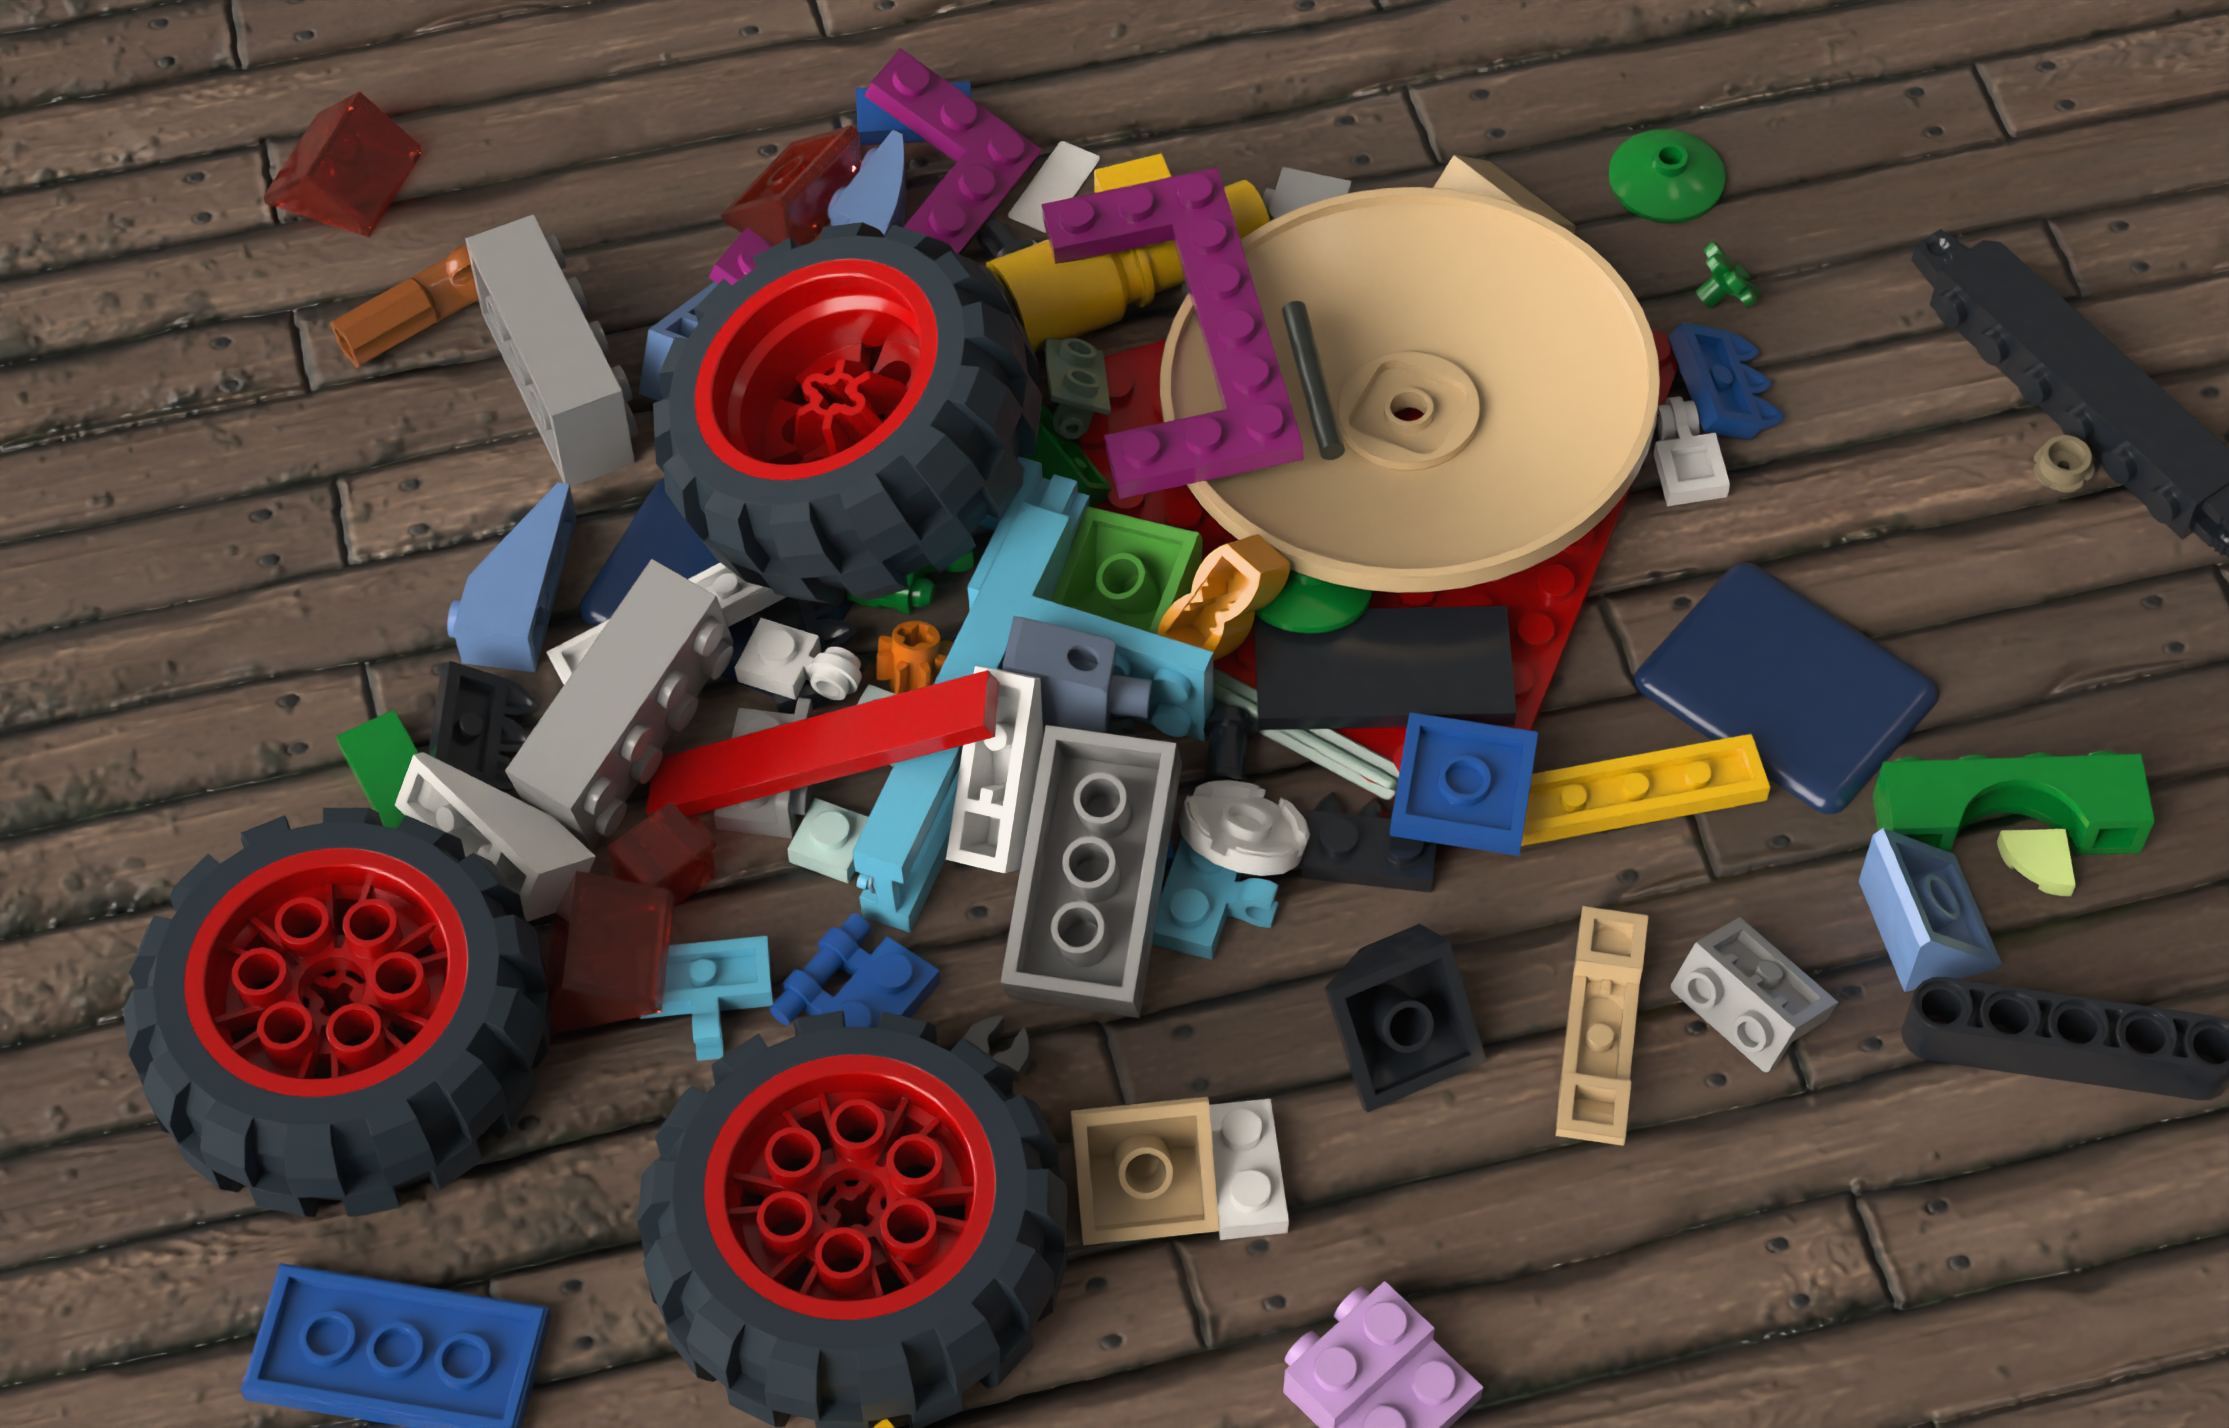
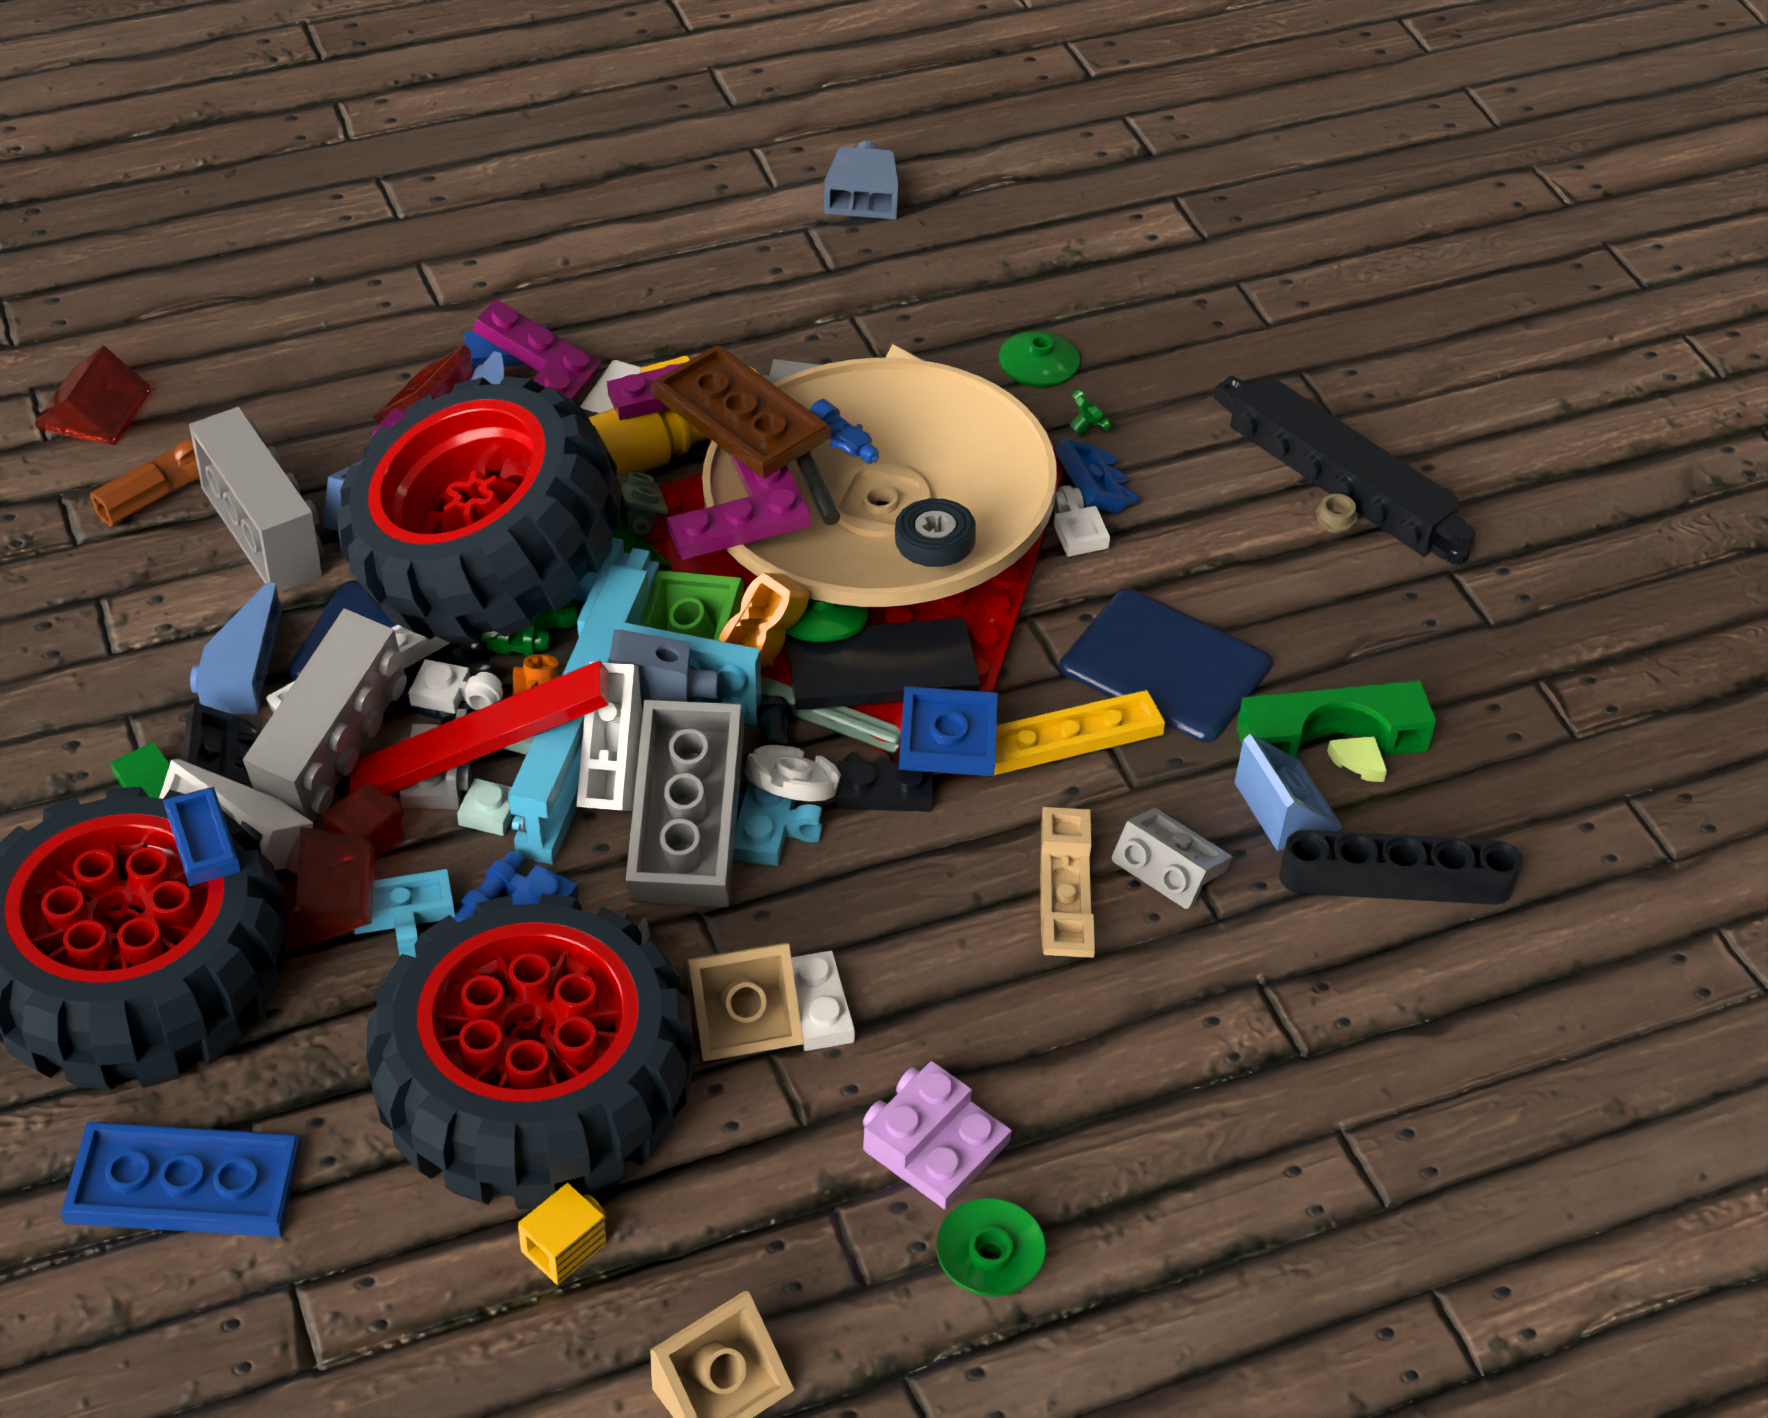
camera: 10 degrees left, 10 degrees down
(442, 892) = (201, 836): none -> blue tile
(1222, 274) = (741, 411): none -> reddish brown tile
(1375, 326) = (844, 435): none -> blue piece
(1403, 1016) = (924, 887): black slope -> none
(1479, 462) = (935, 532): none -> black bush

